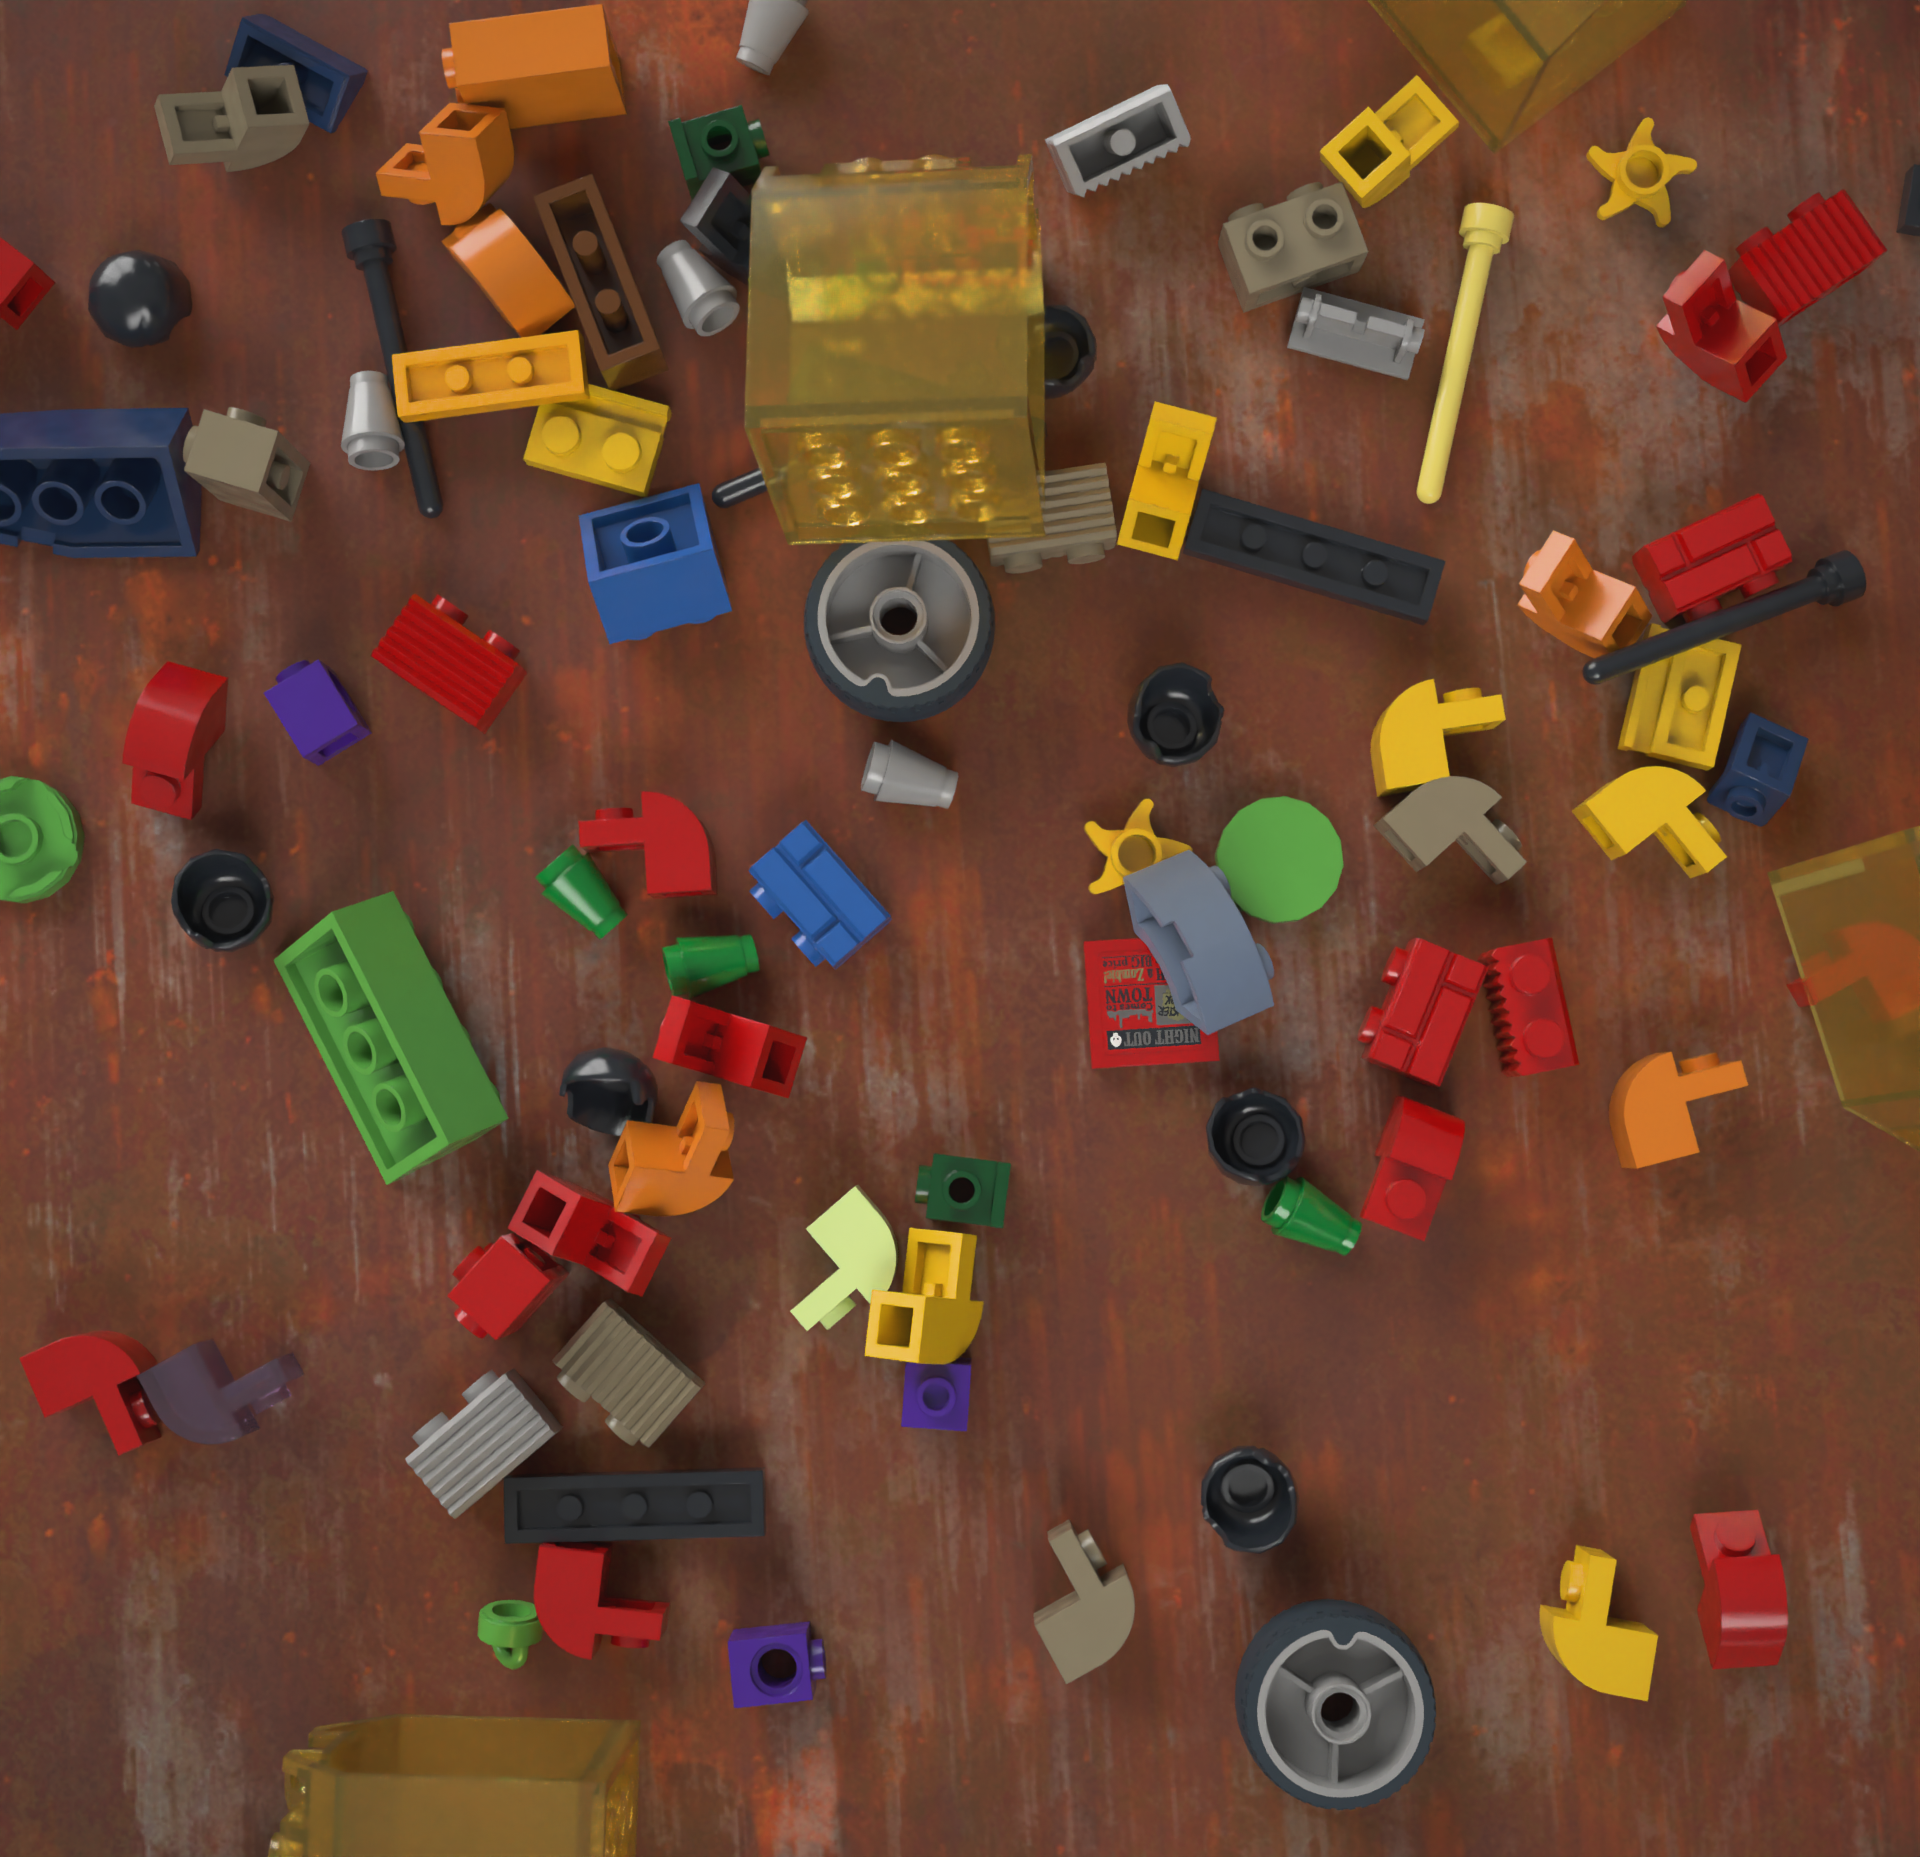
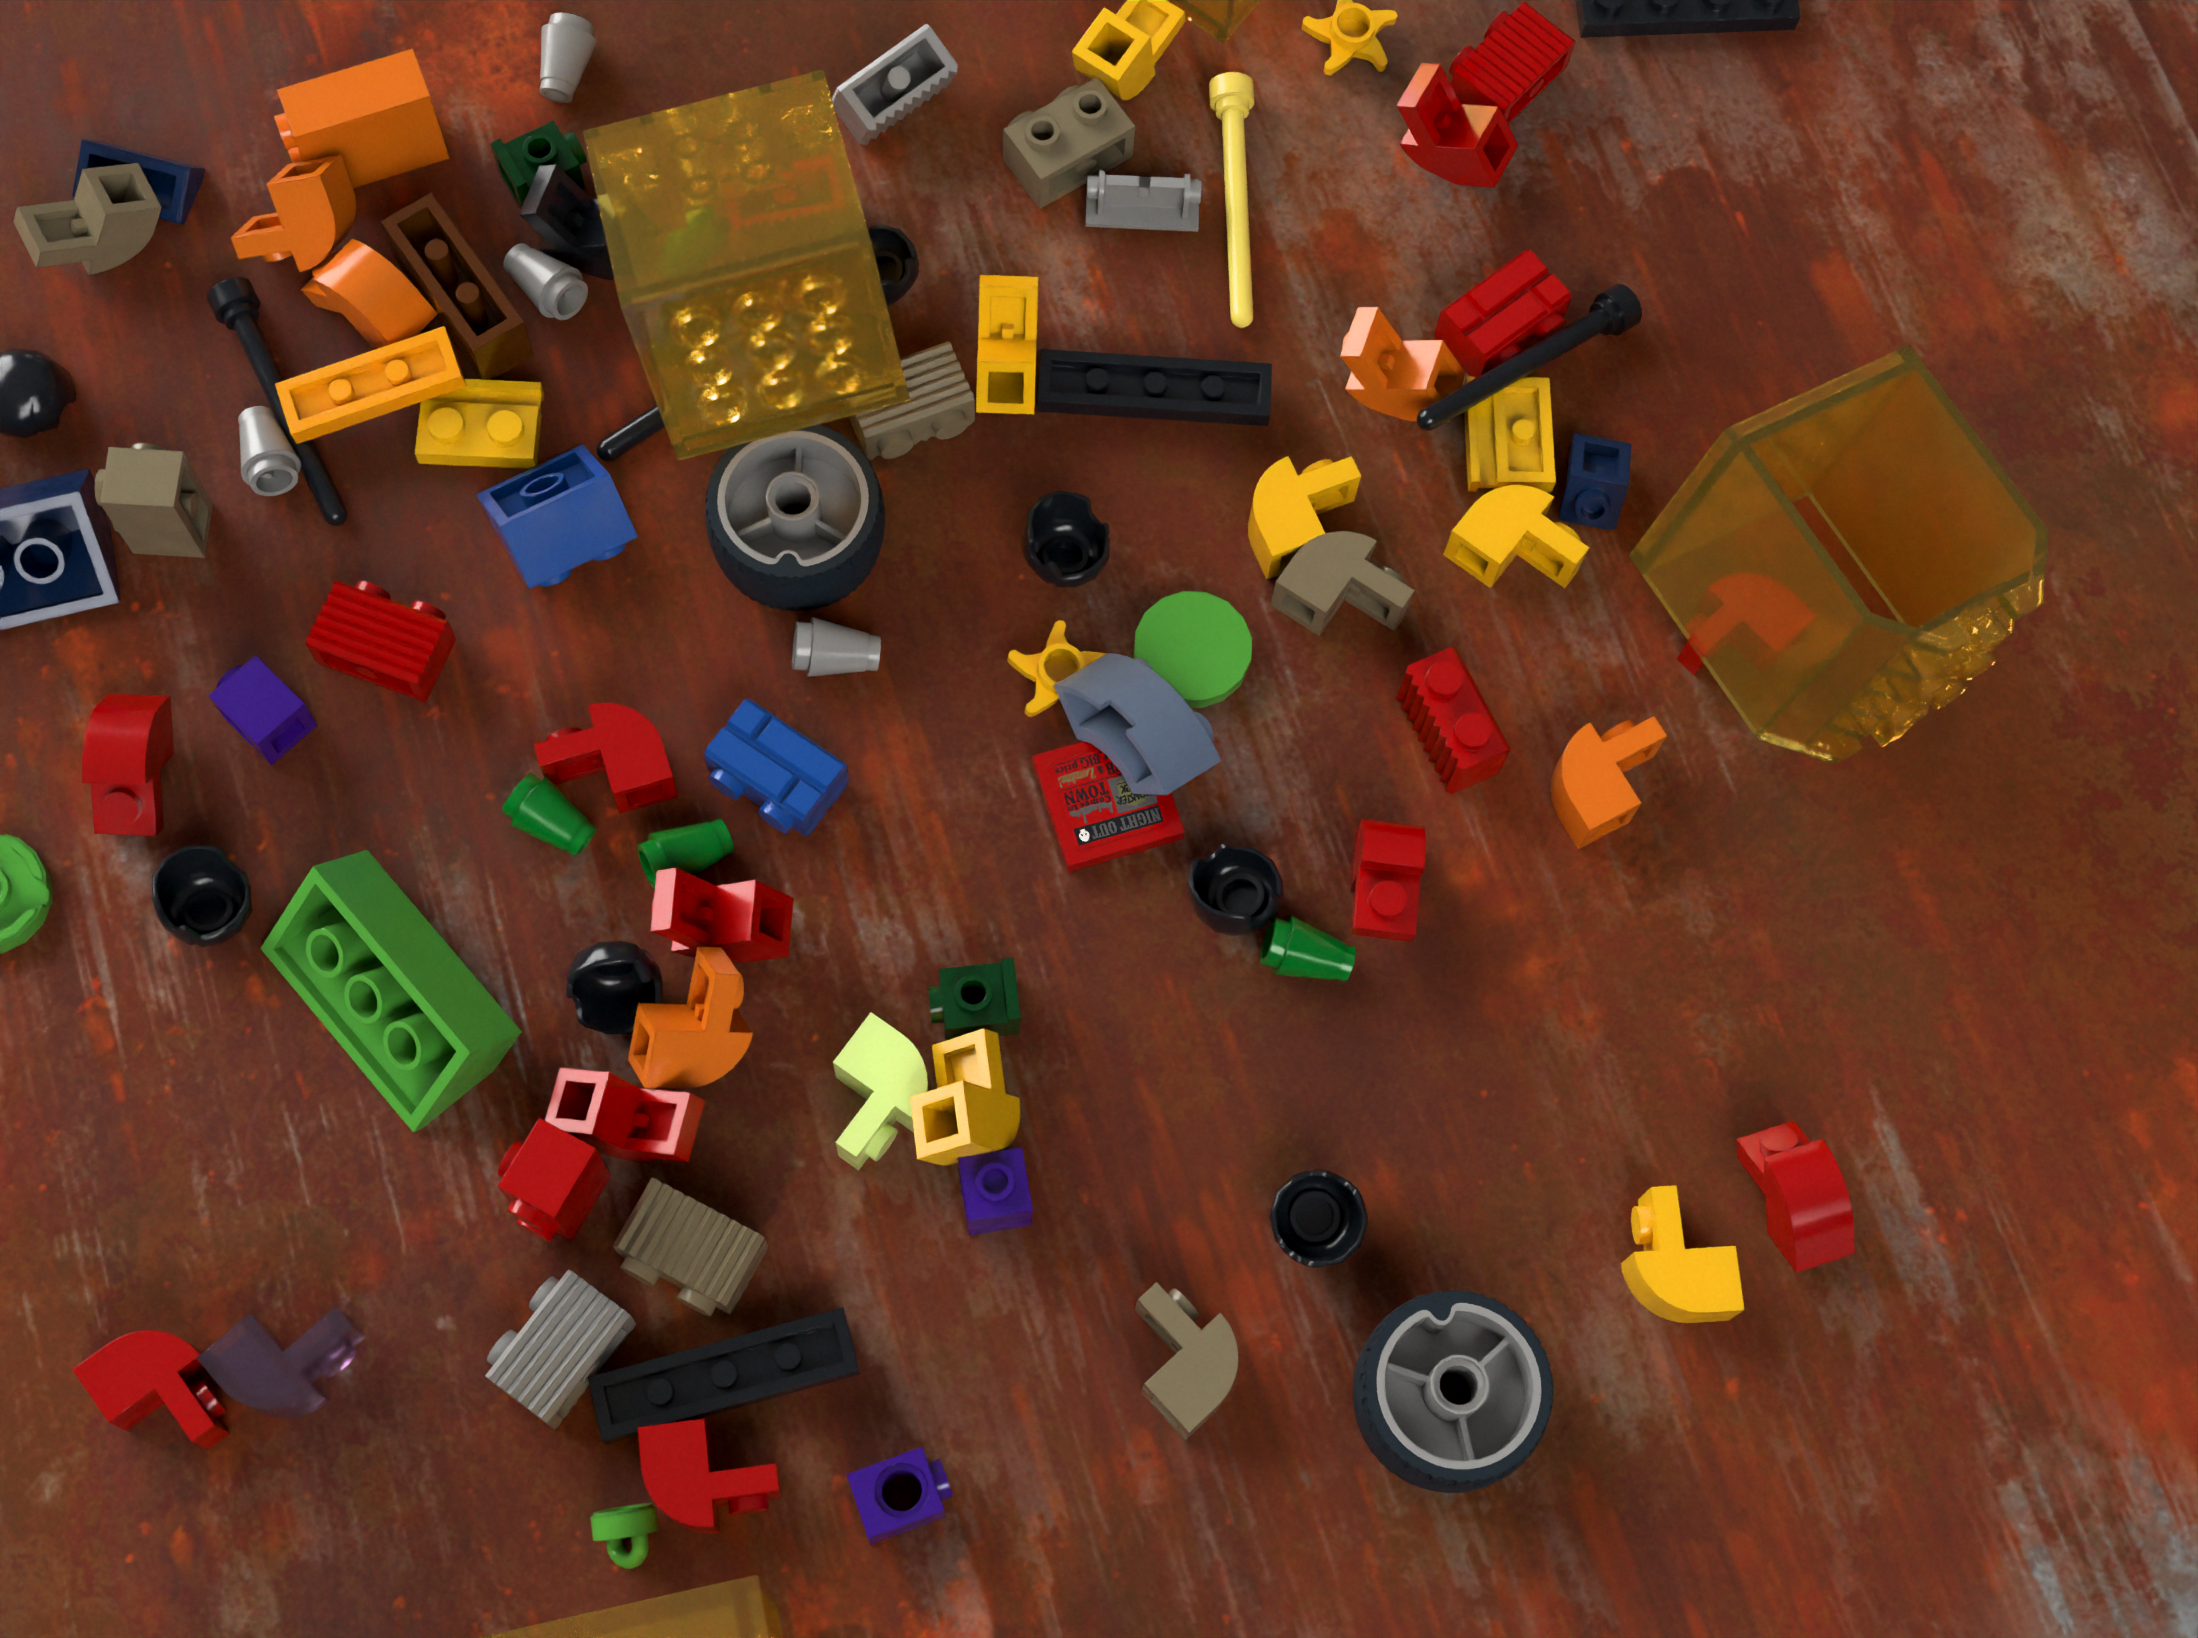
camera: 25 degrees left, 15 degrees down
(1422, 1011) = (1358, 746): red brick -> none

